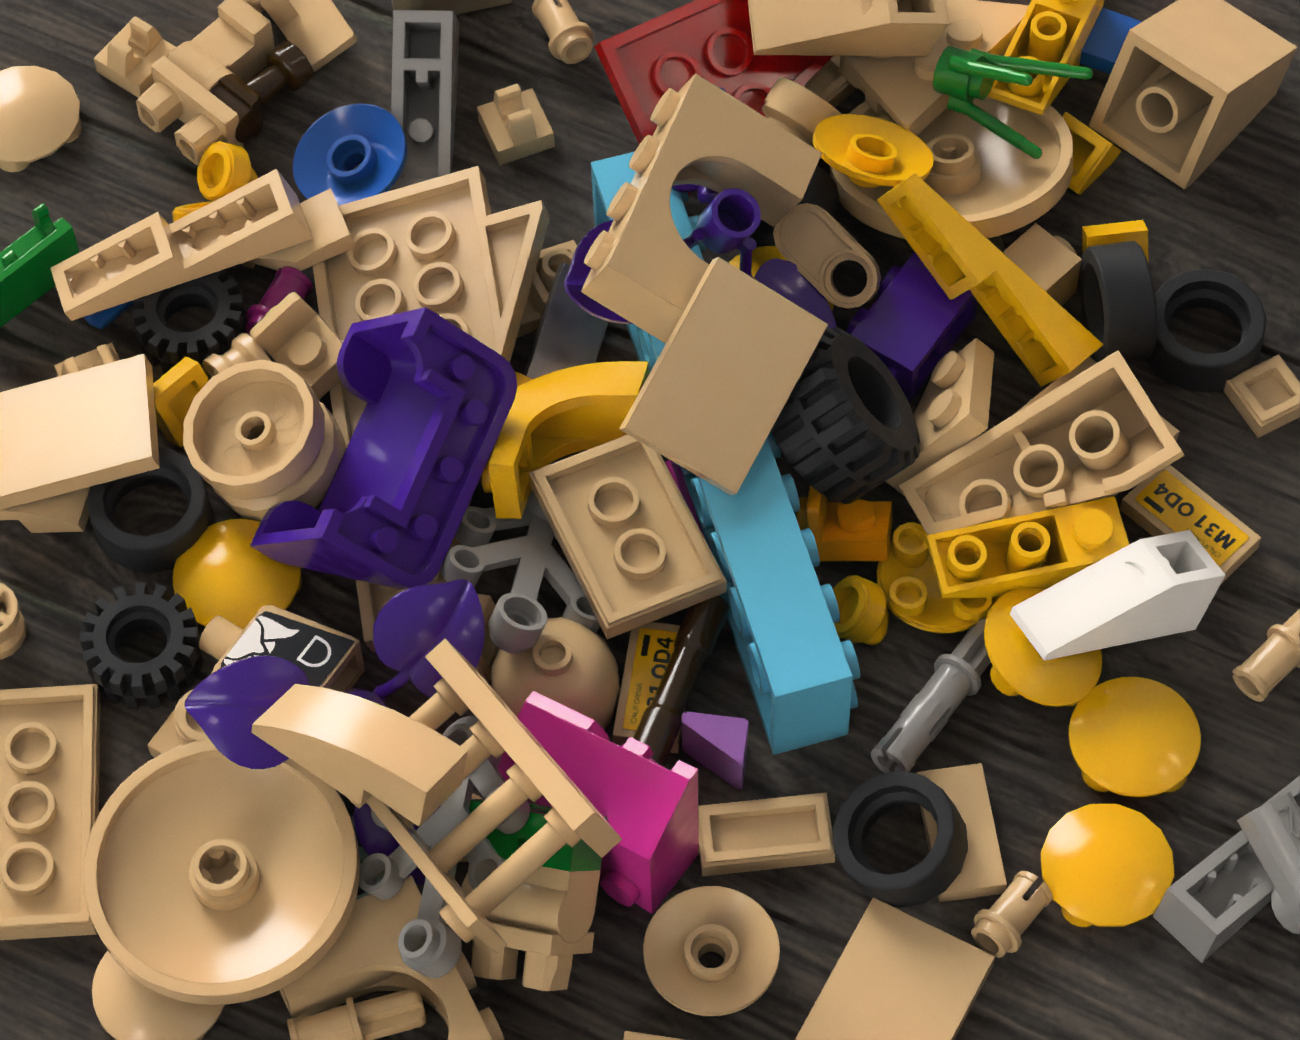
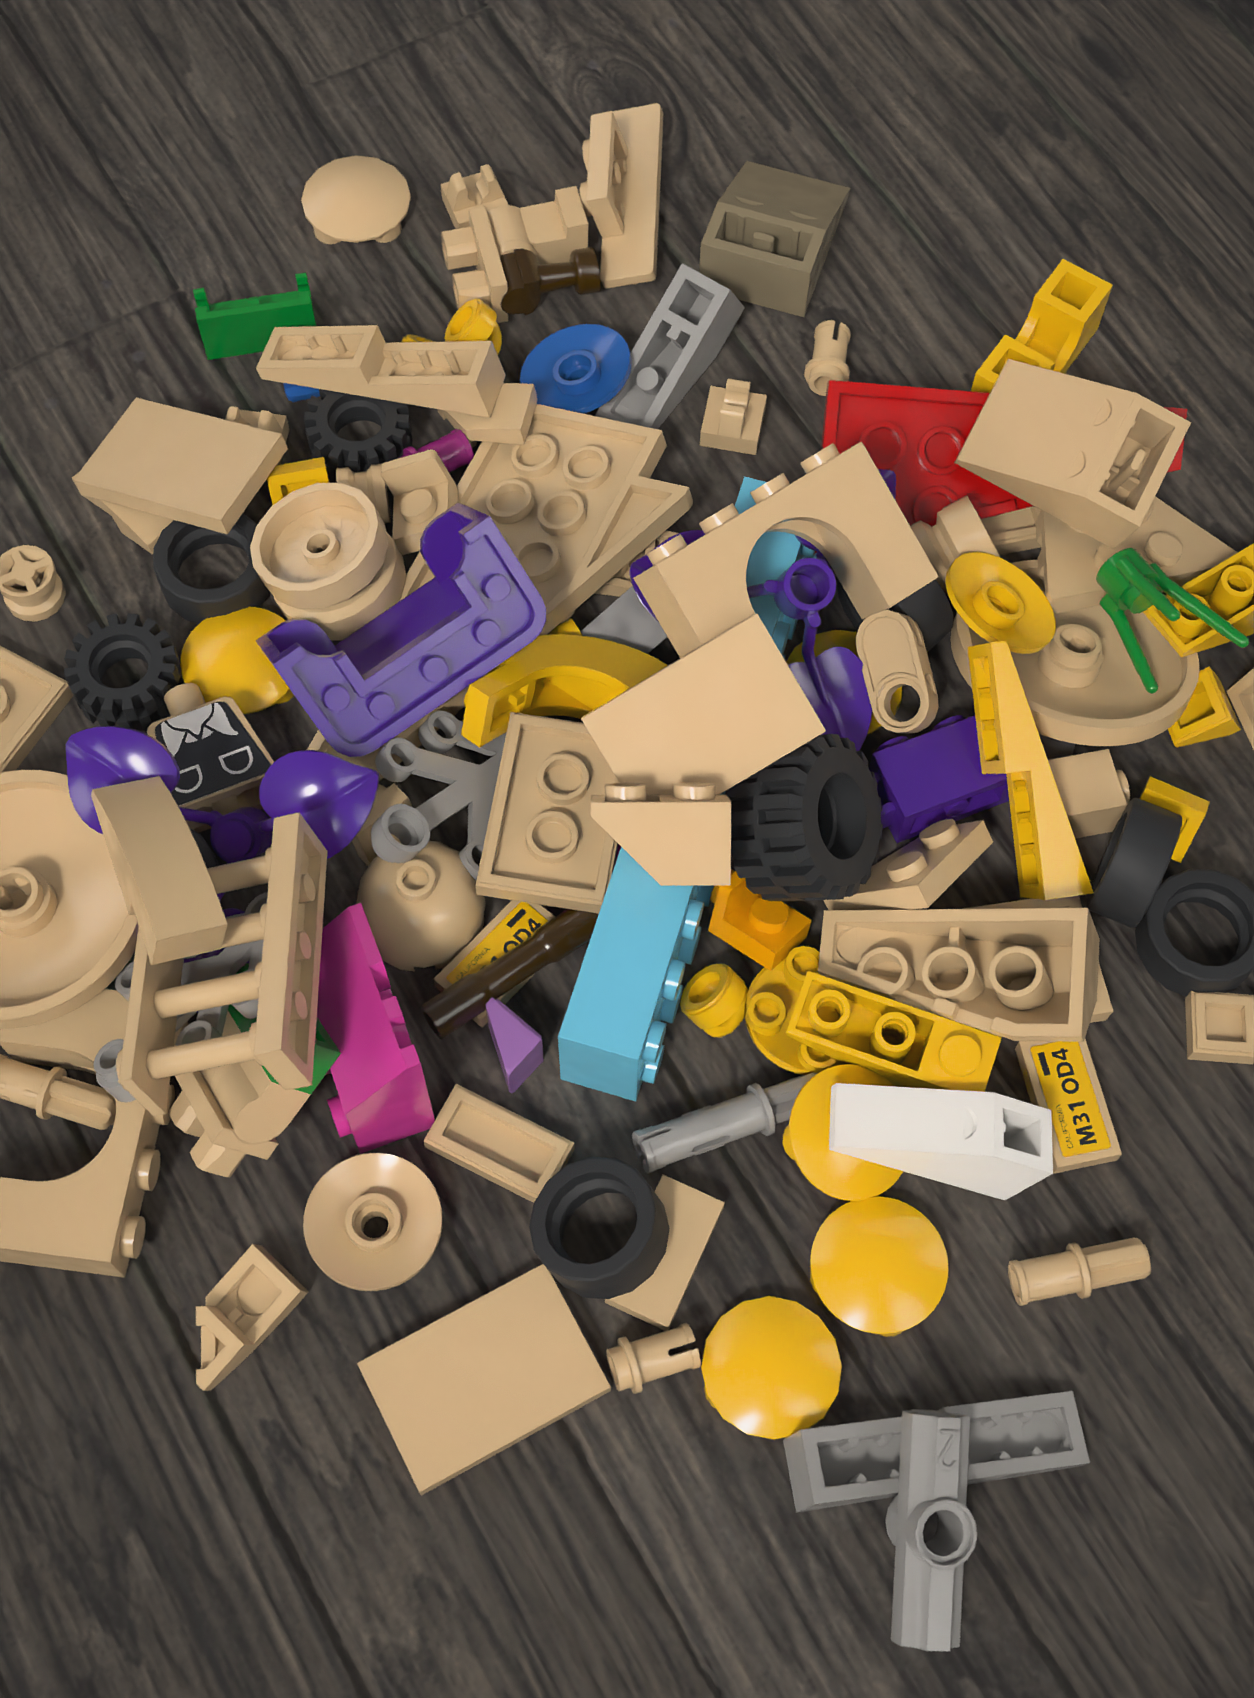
camera: 30 degrees right, 5 degrees up
(761, 480) = (673, 837): none -> tan slope

